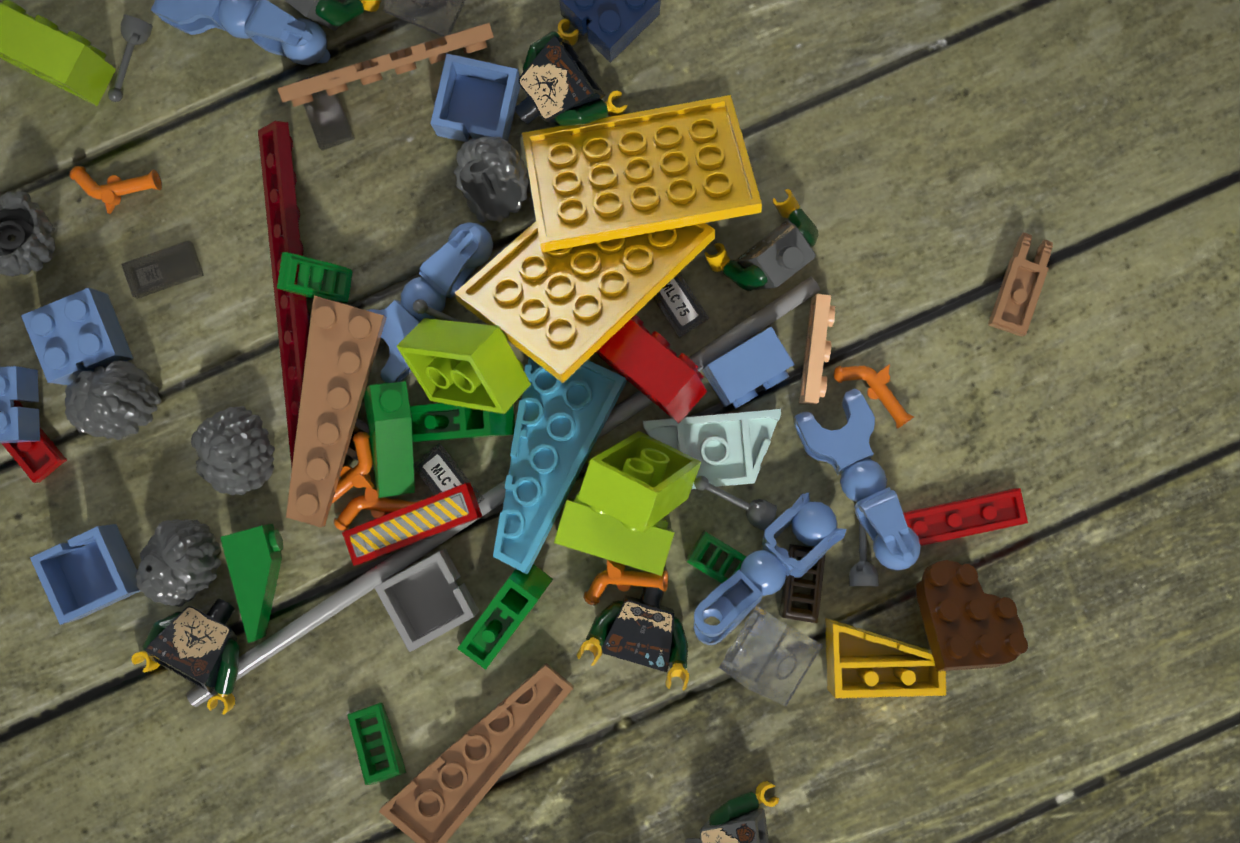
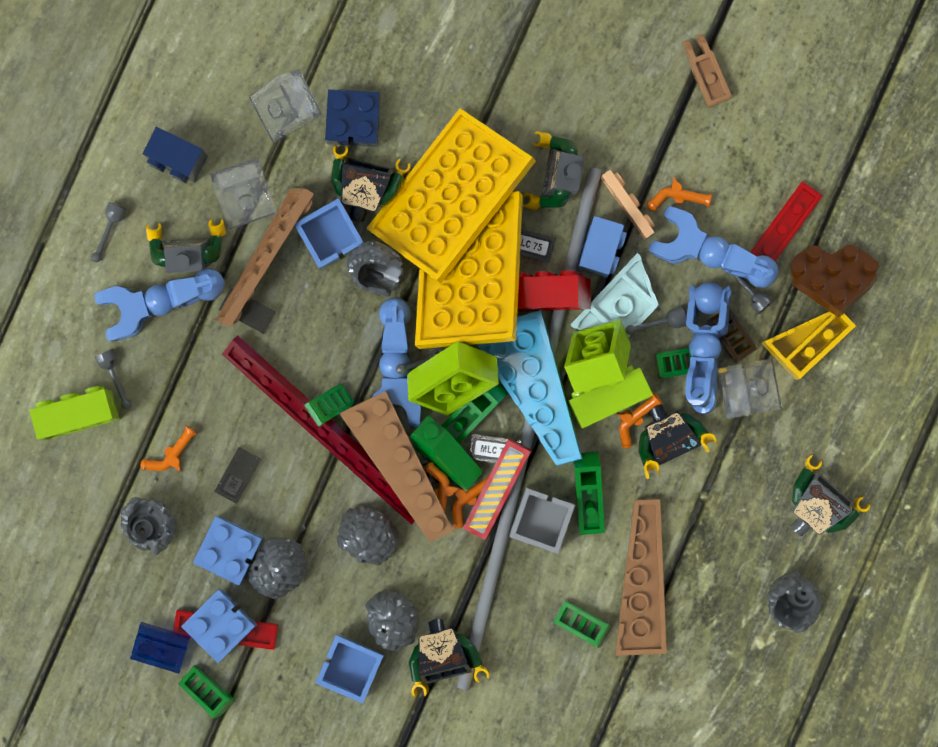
camera: 40 degrees left, 0 degrees up
(254, 569) = (433, 587): green slope -> none

